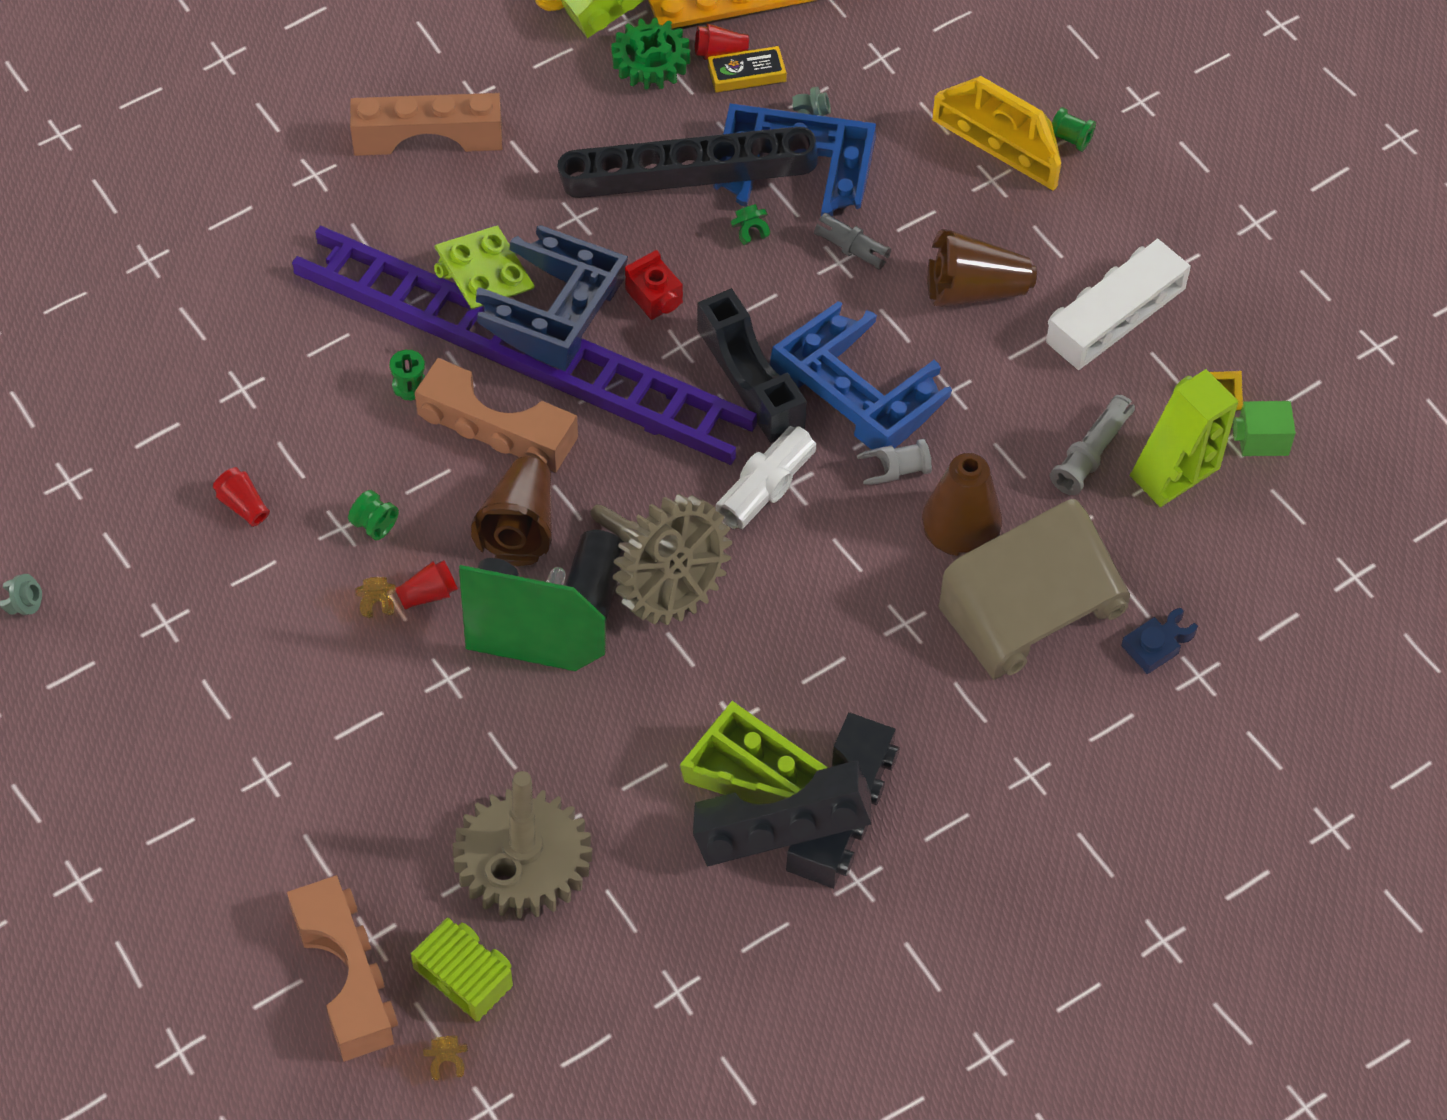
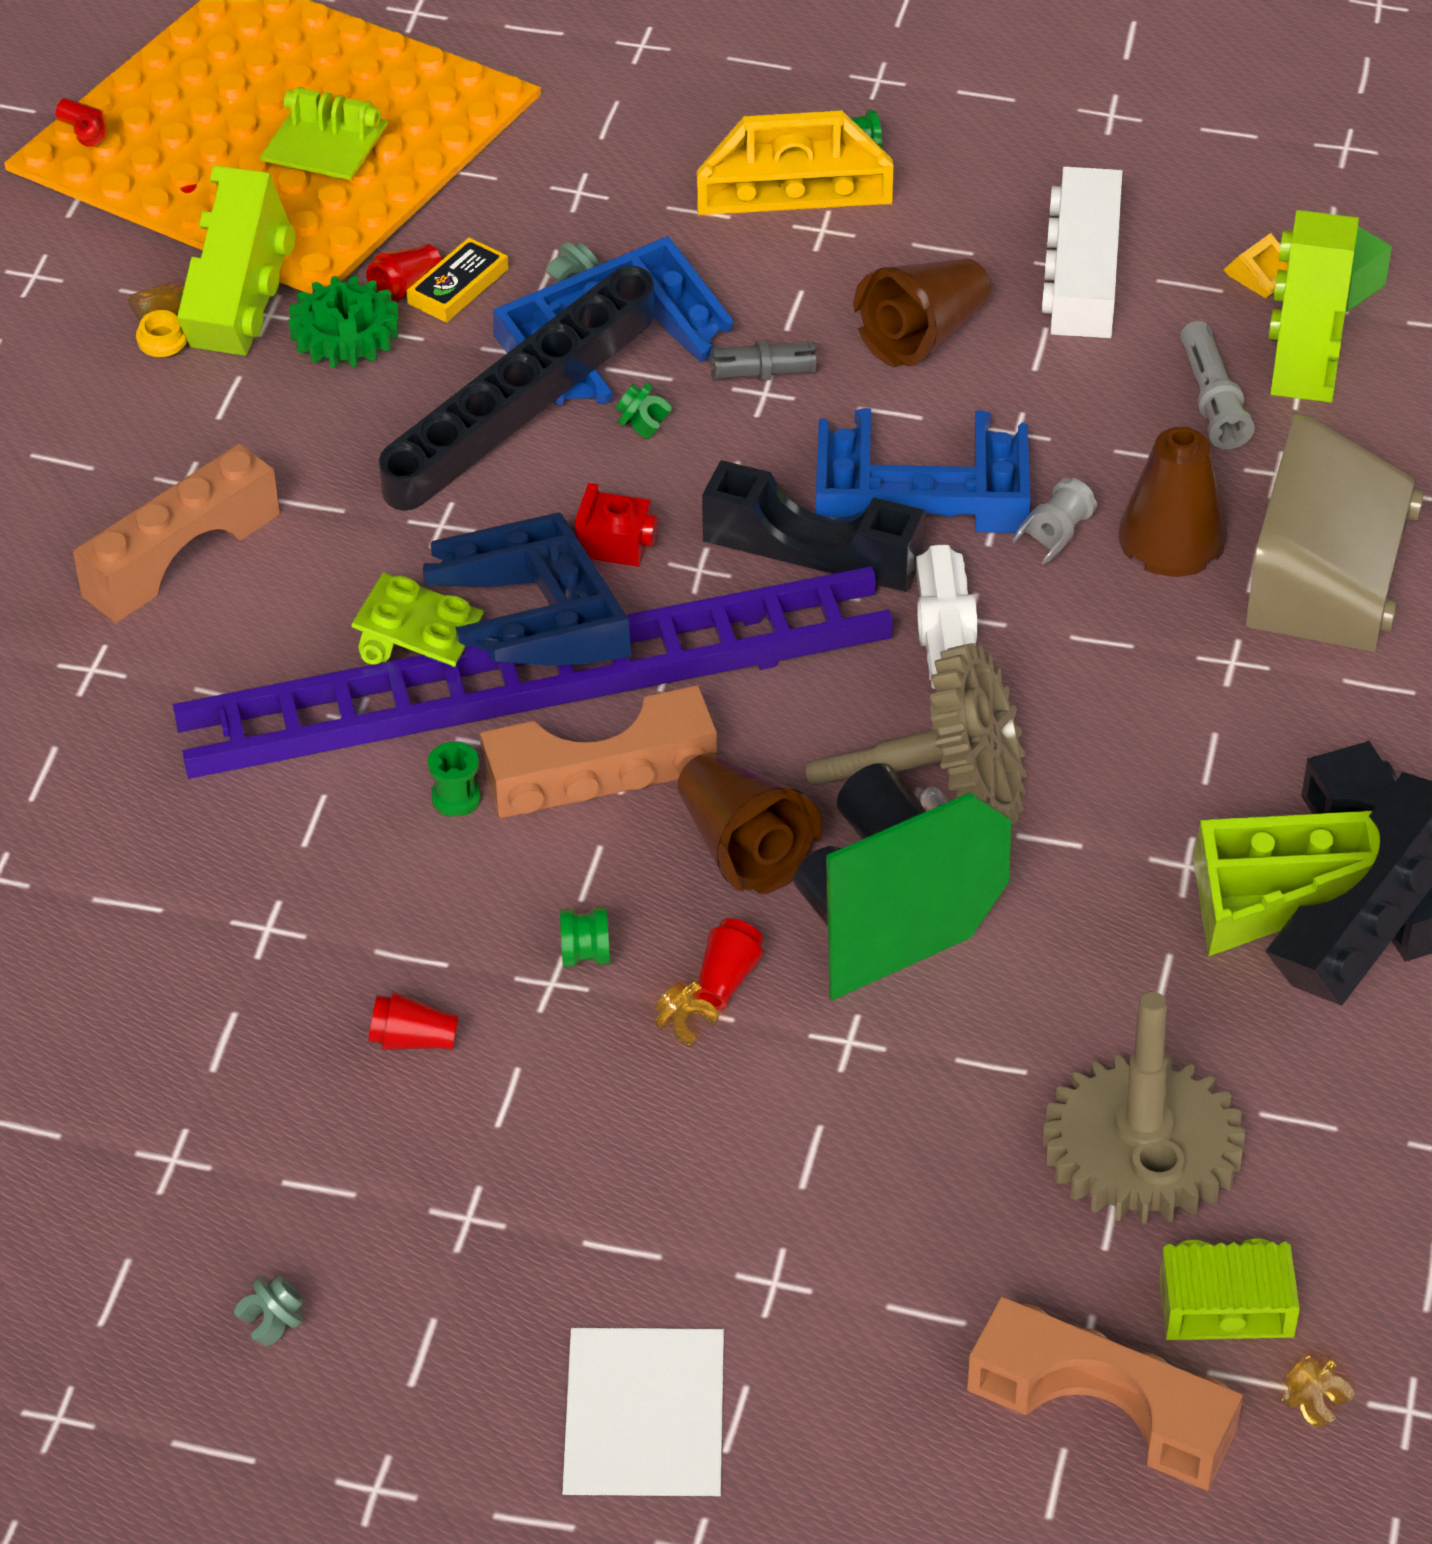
camera: 40 degrees left, 10 degrees down
(133, 791) = (644, 1412): none -> white sticker

